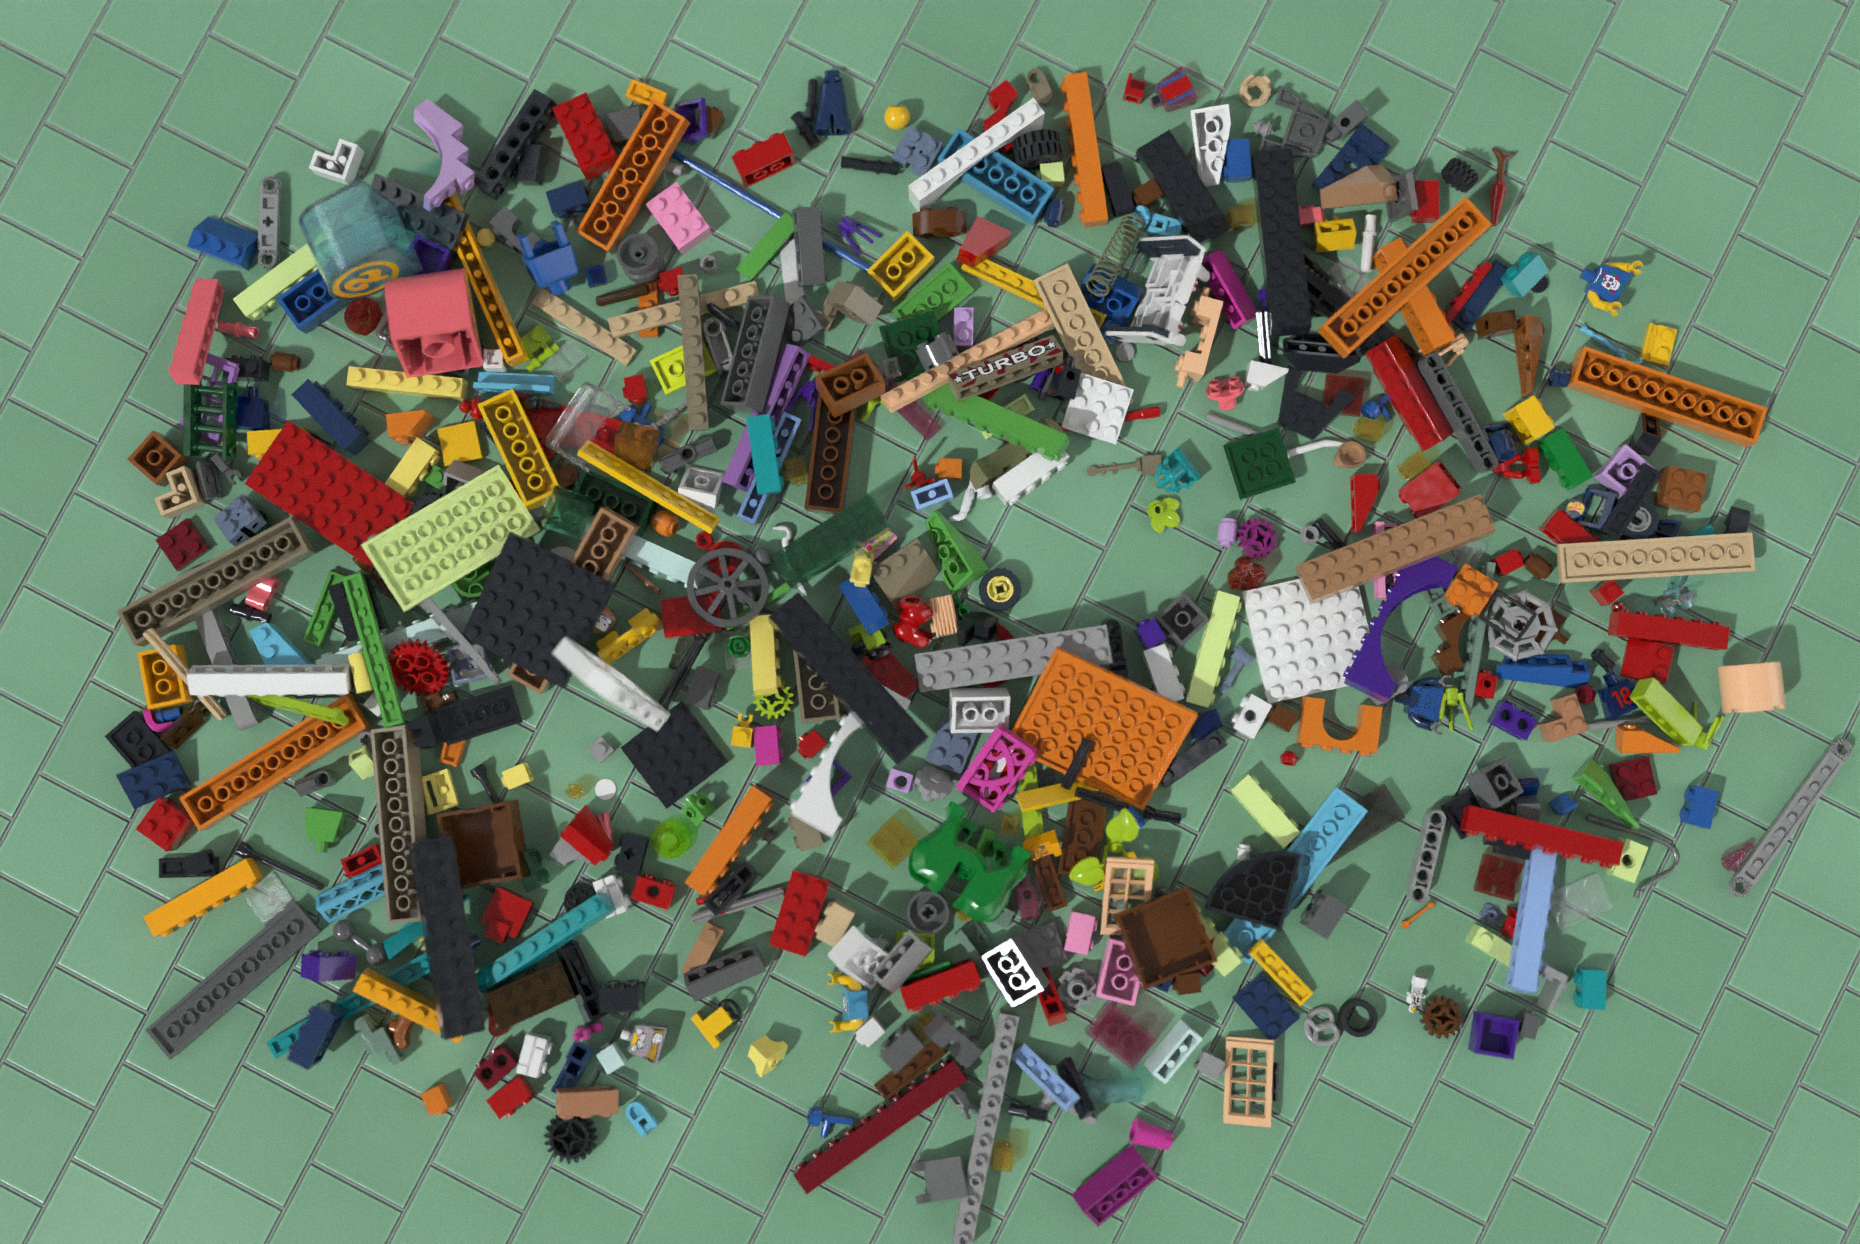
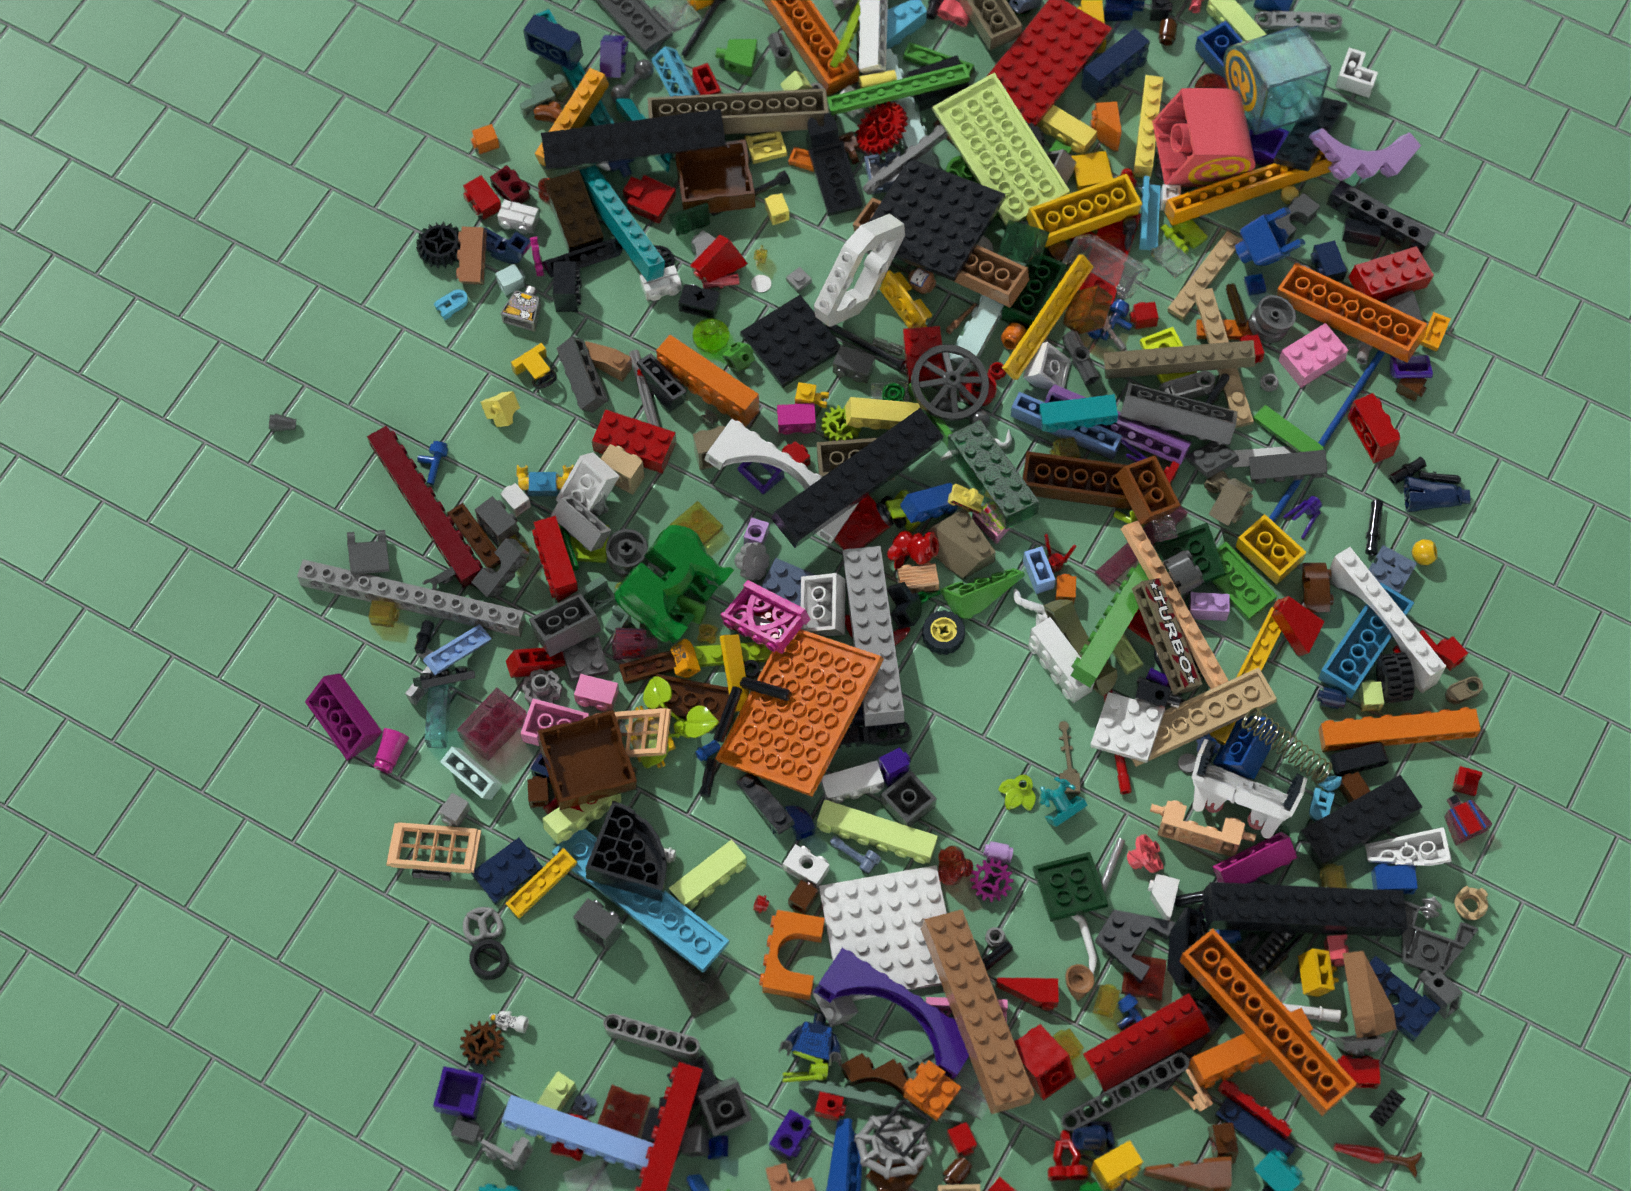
camera: 90 degrees right, 20 degrees down
(643, 894) = (662, 309): red brick -> none
(1405, 924) = (581, 1016): orange hinge -> none

